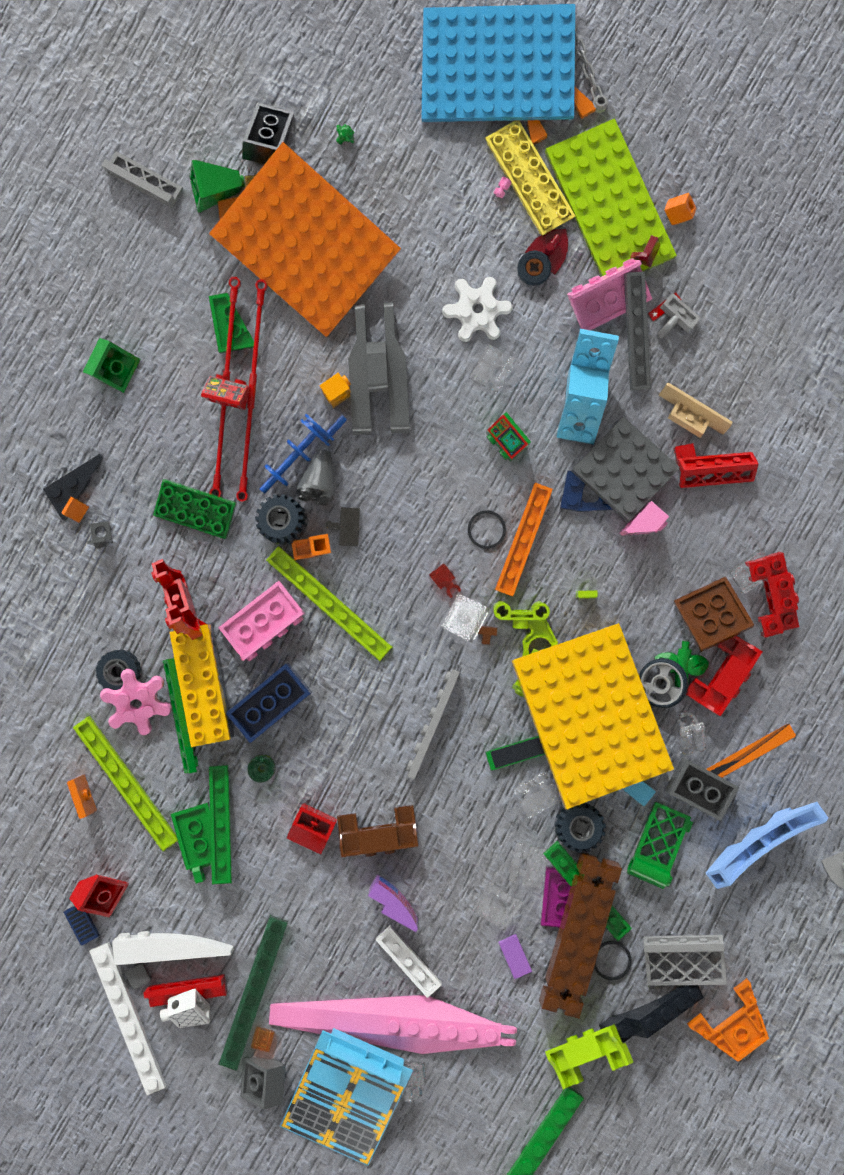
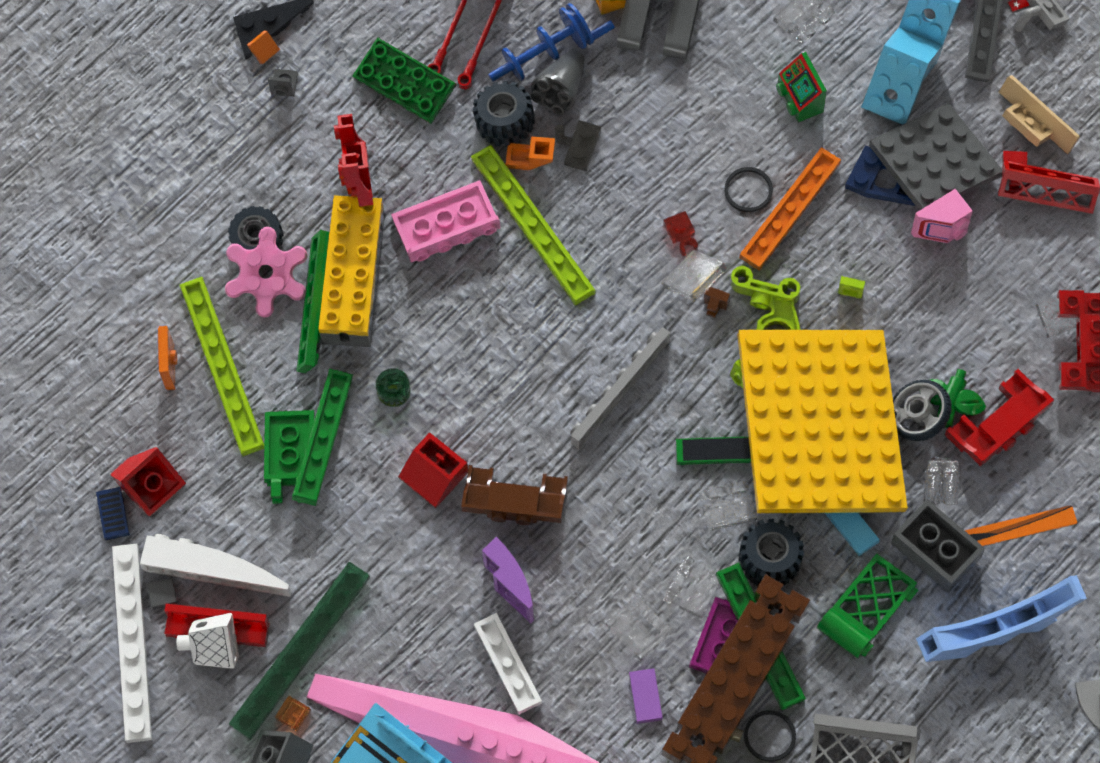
camera: 20 degrees right, 20 degrees down
(269, 702) = (427, 310): dark blue brick -> none
(713, 614) = (1003, 345): reddish brown plate -> none

